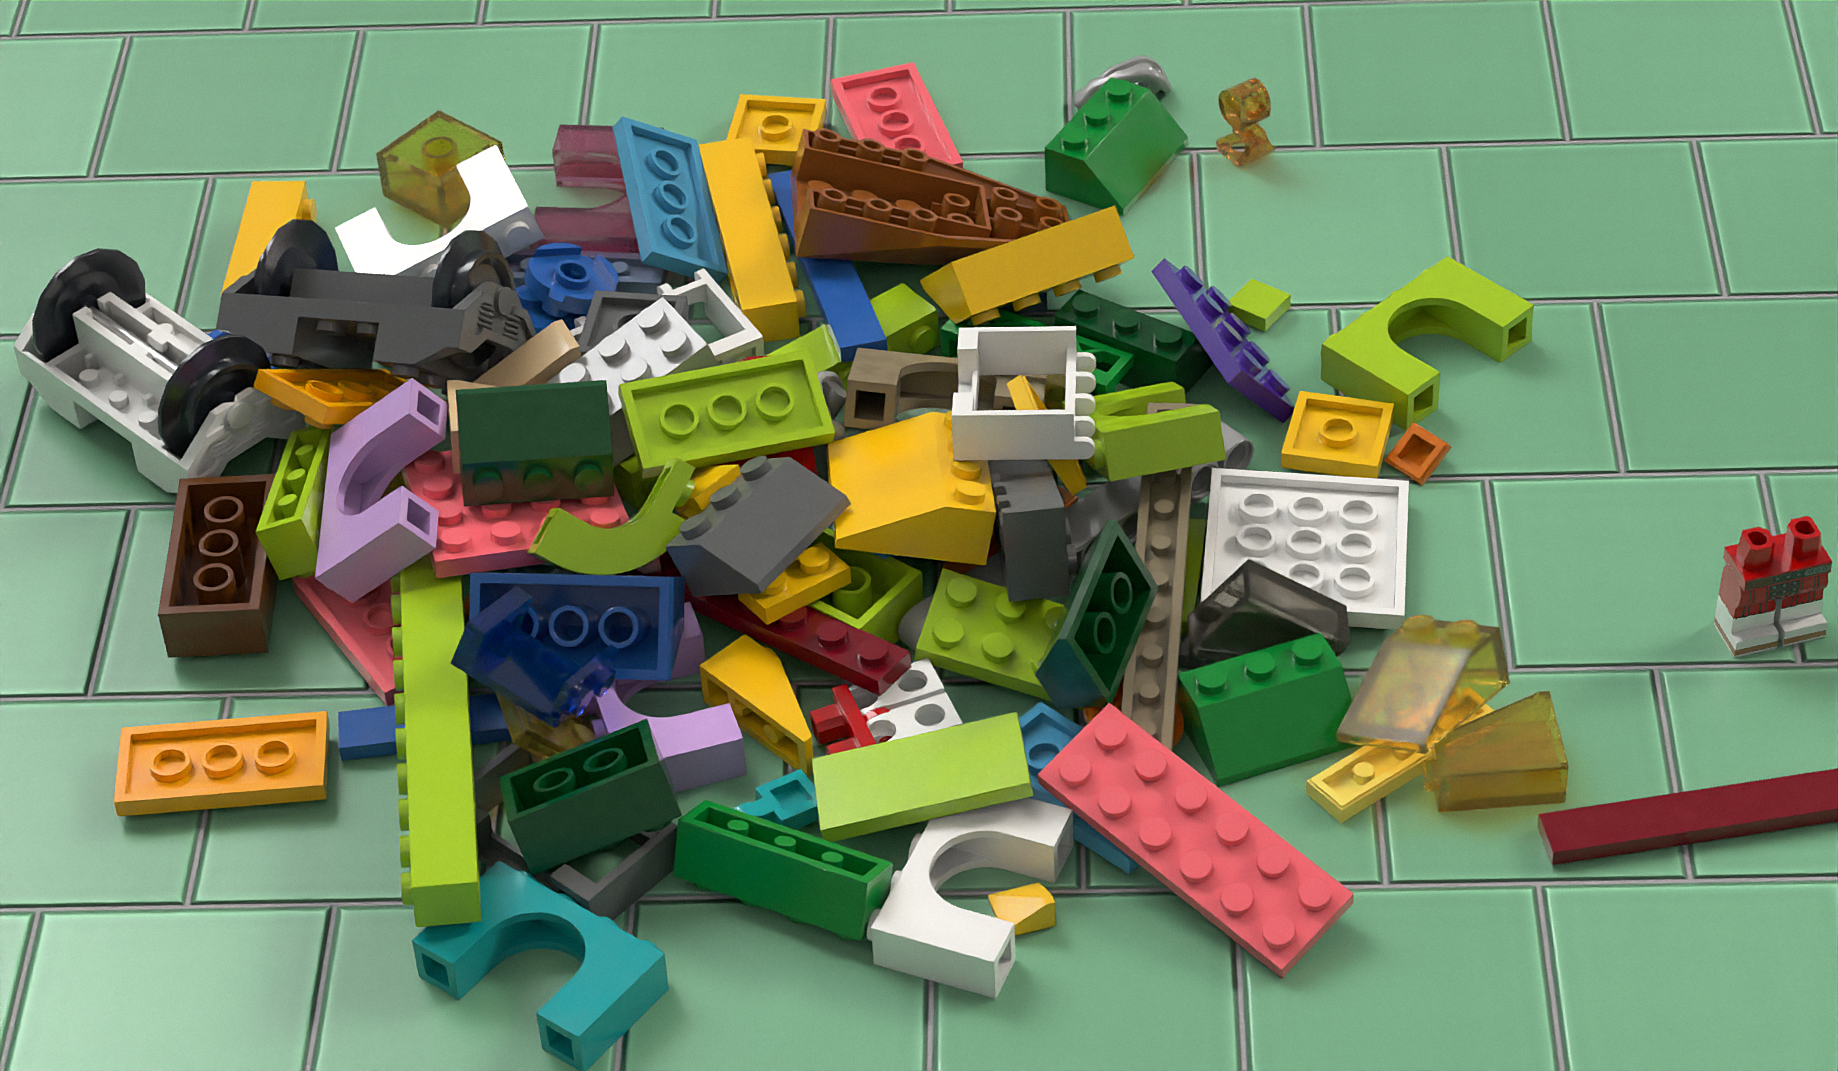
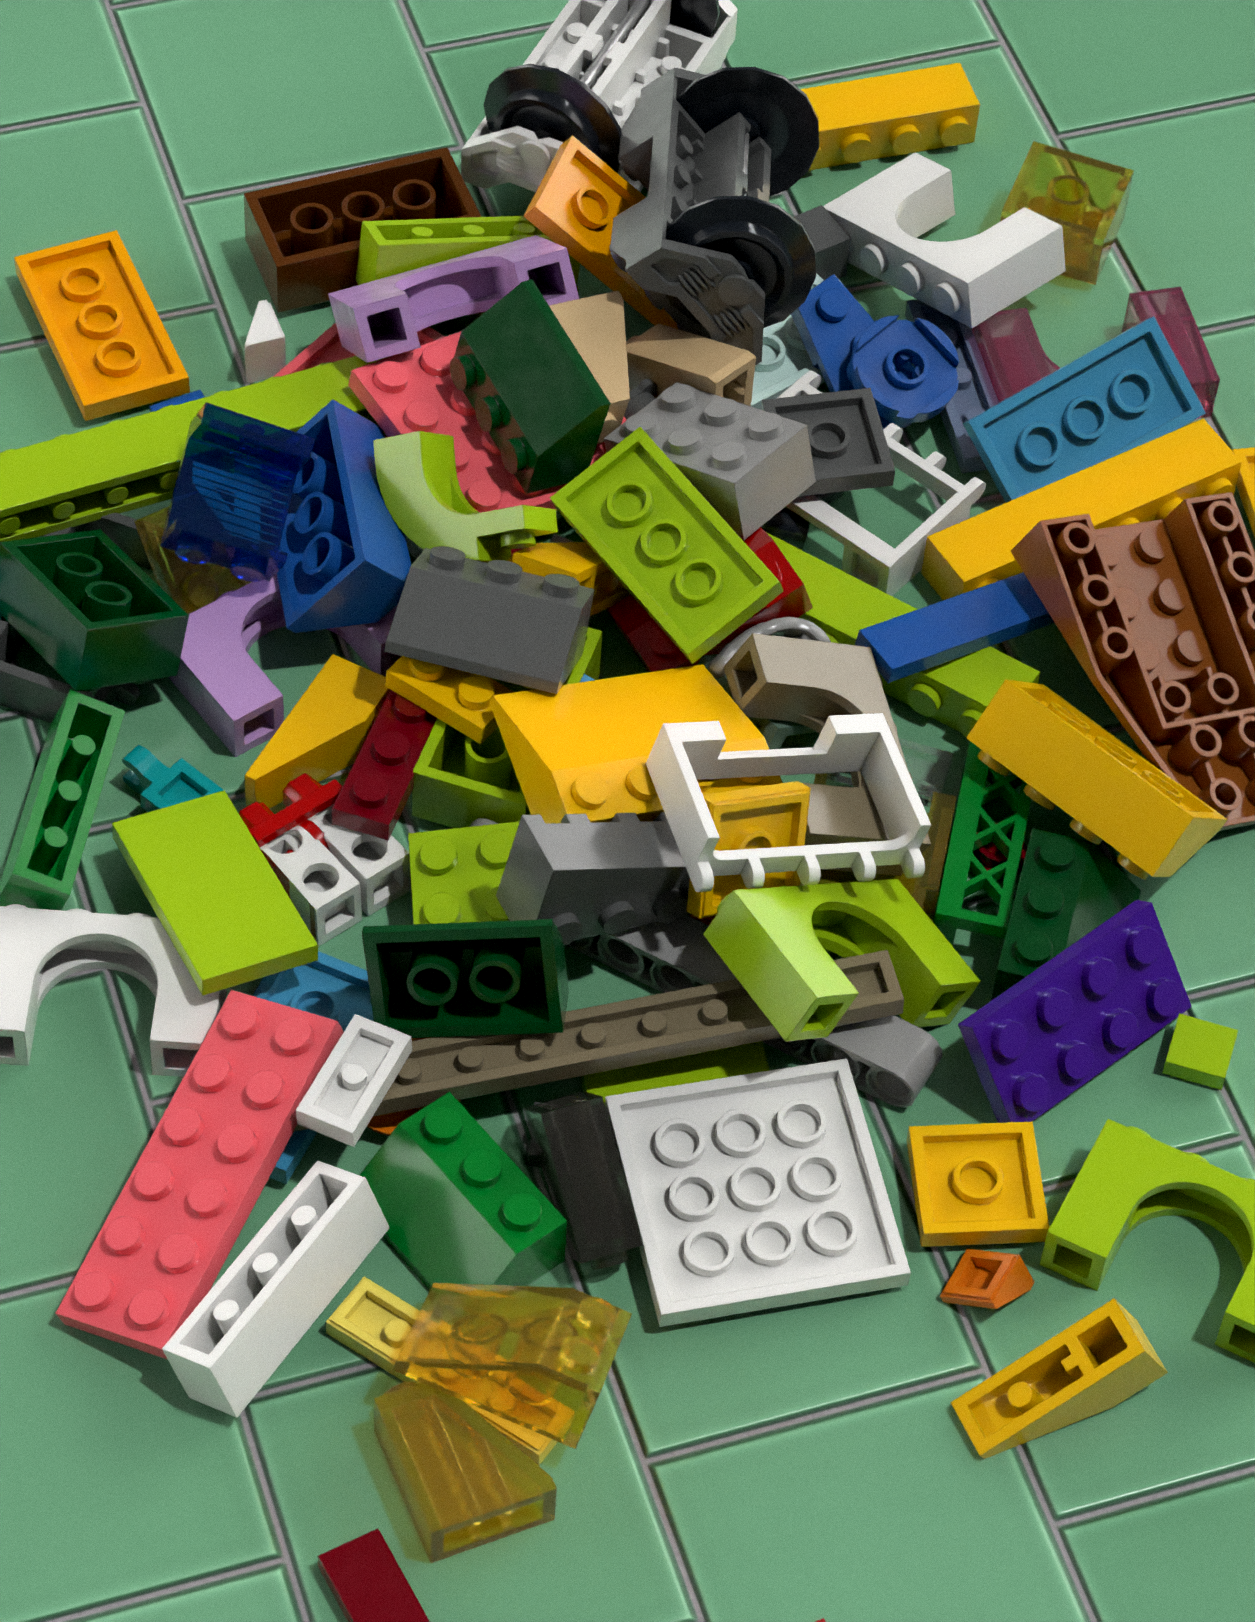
camera: 65 degrees right, 10 degrees up
(308, 658) = (264, 345): none -> white slope
(1026, 906) = (95, 1051): yellow slope -> none
(1163, 711) = (354, 1080): none -> white plate
(1316, 819) = (276, 1288): none -> white brick
(1523, 427) = (1061, 1381): none -> yellow slope

